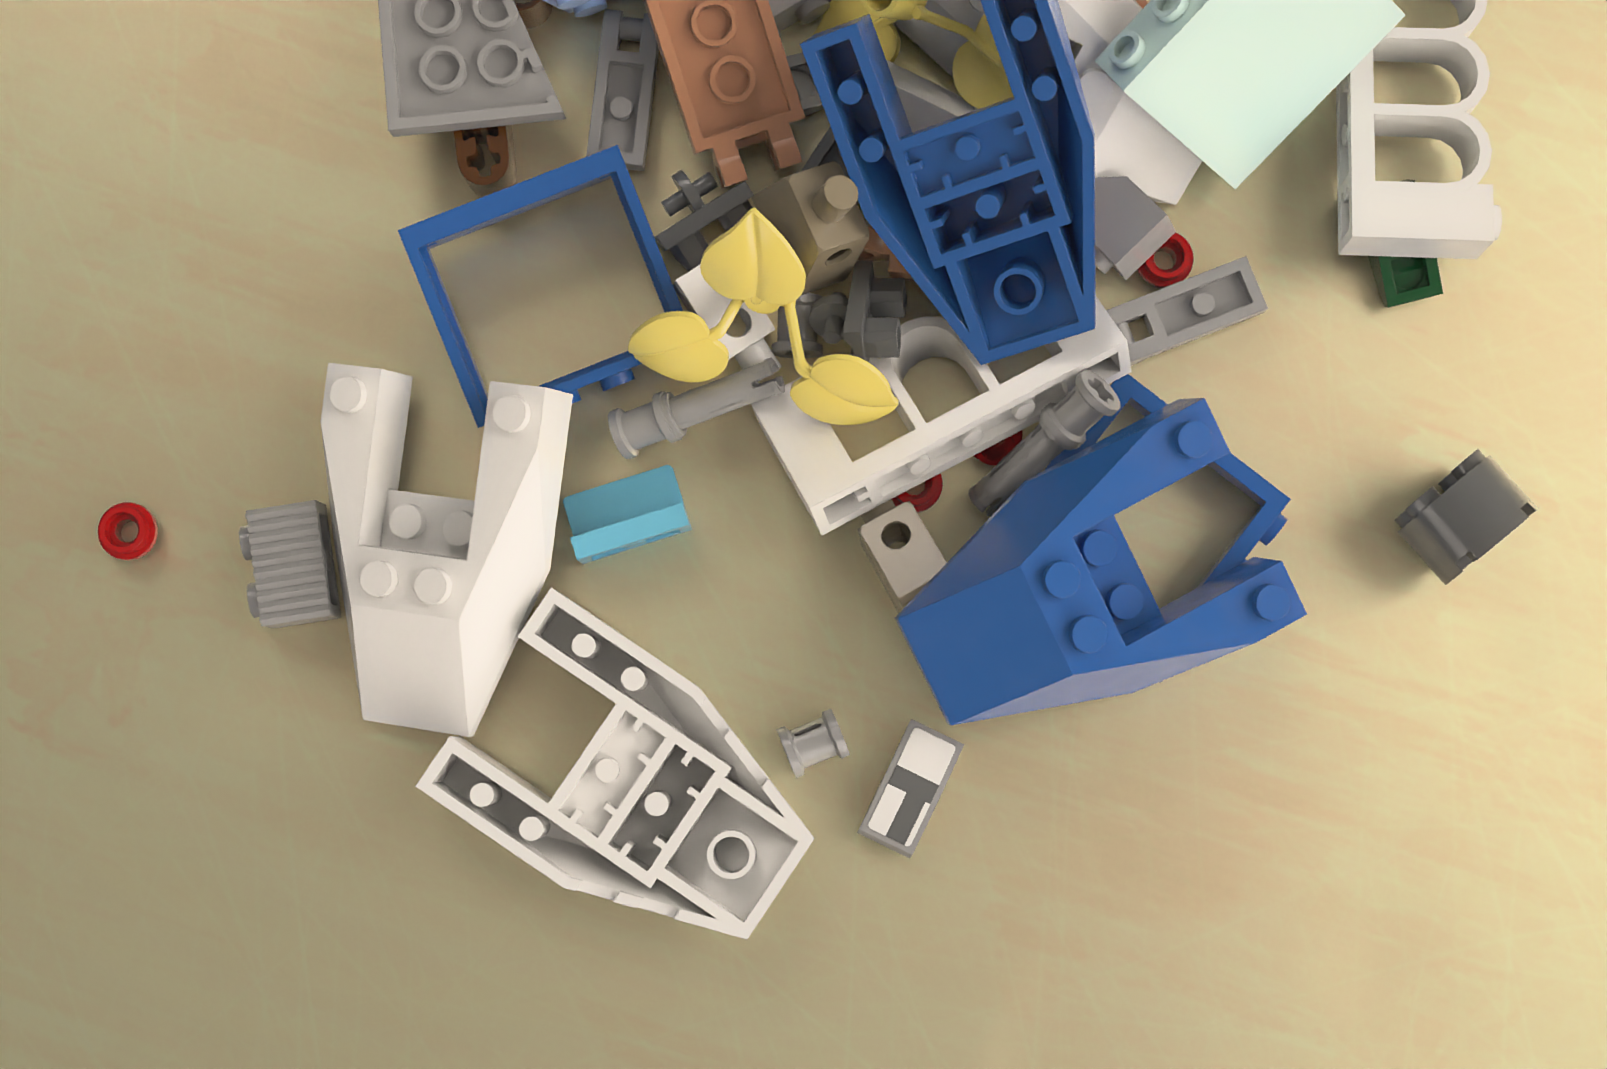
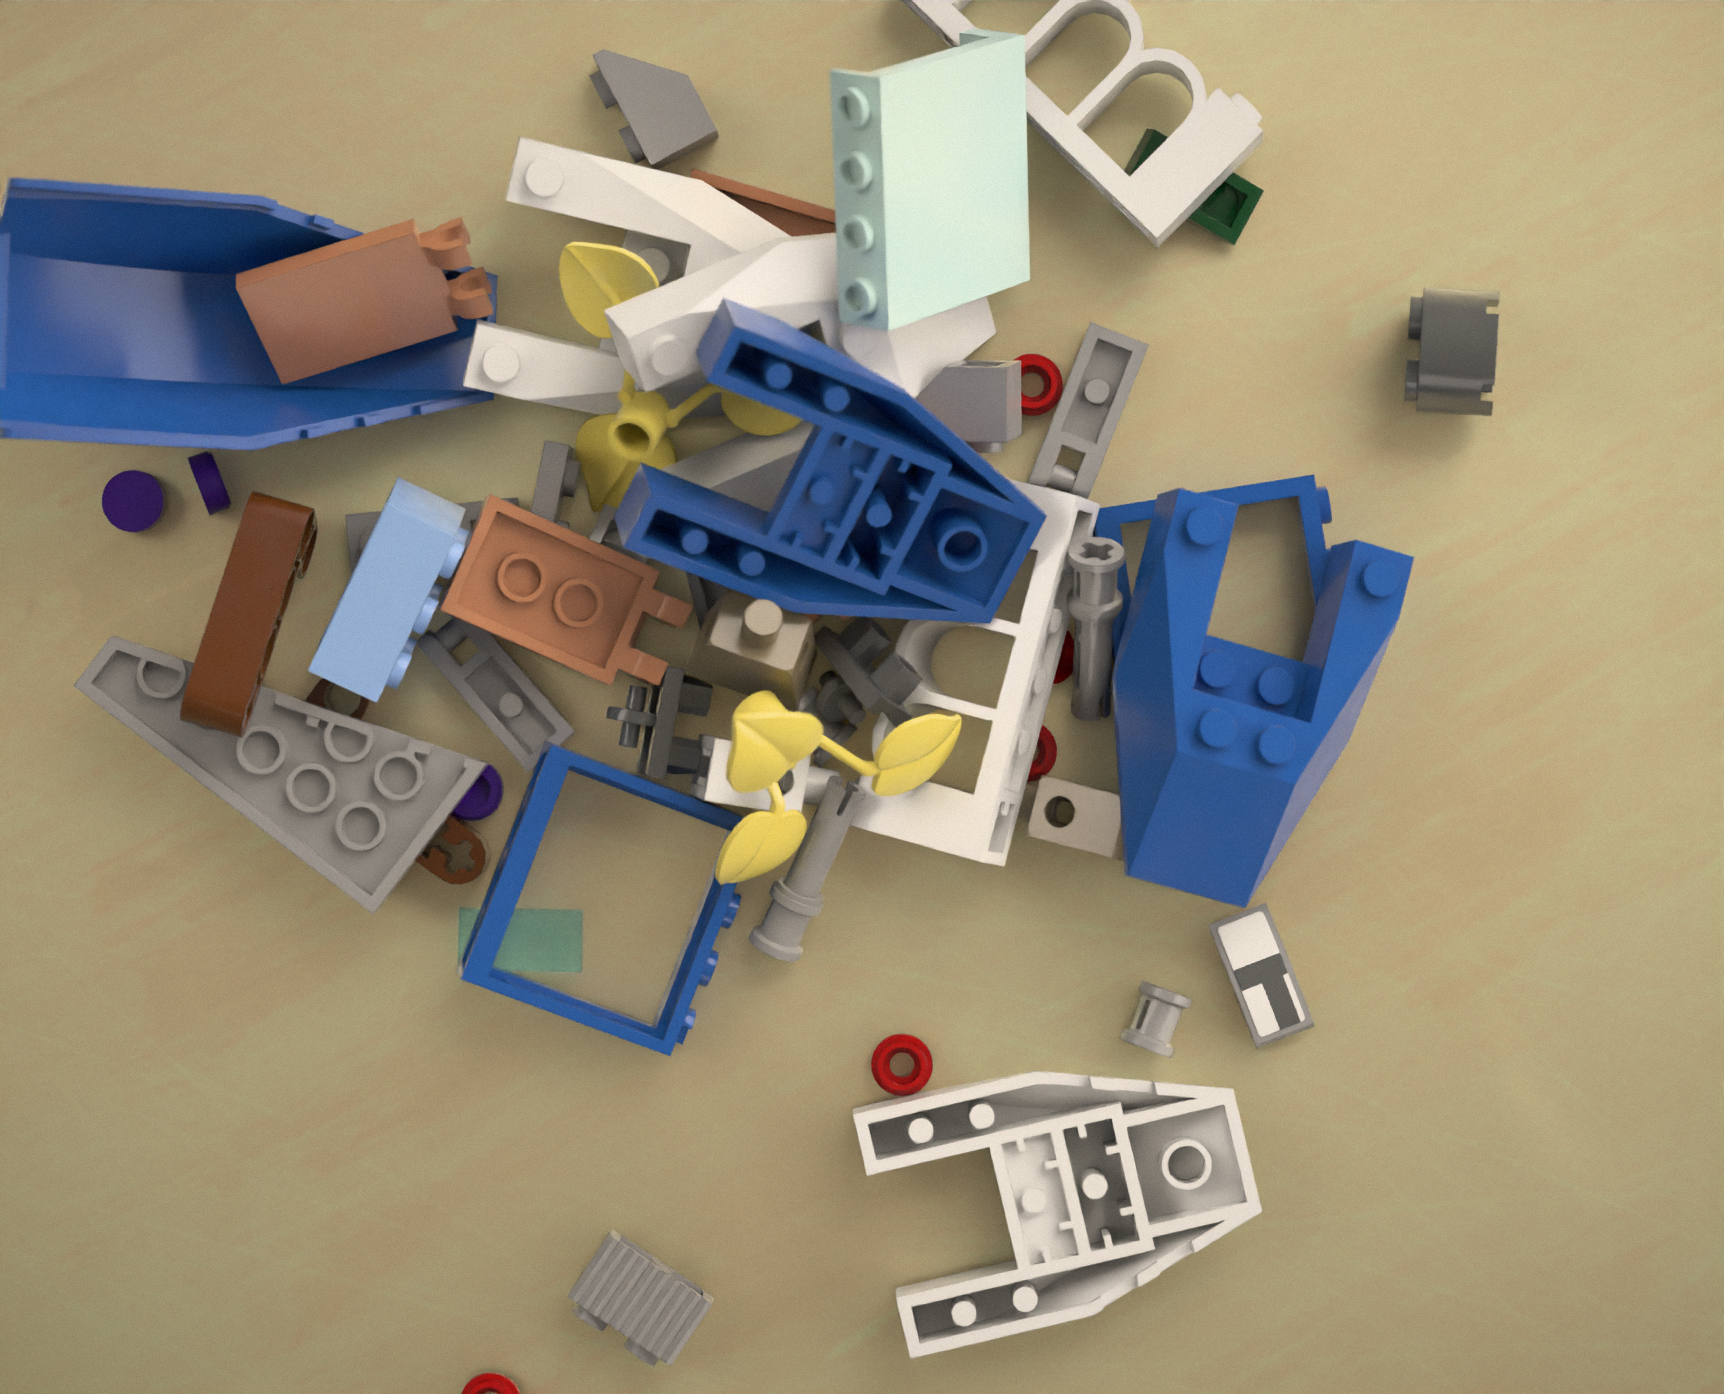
camera: 50 degrees left, 5 degrees up
(433, 579) = (756, 1198): white wedge -> none
(478, 273) = (534, 939): none -> clear light blue tile
(541, 143) = (482, 797): none -> dark purple tile
(601, 597) = (895, 1083): none -> red plate
(626, 514) = (840, 998): medium azure panel -> none

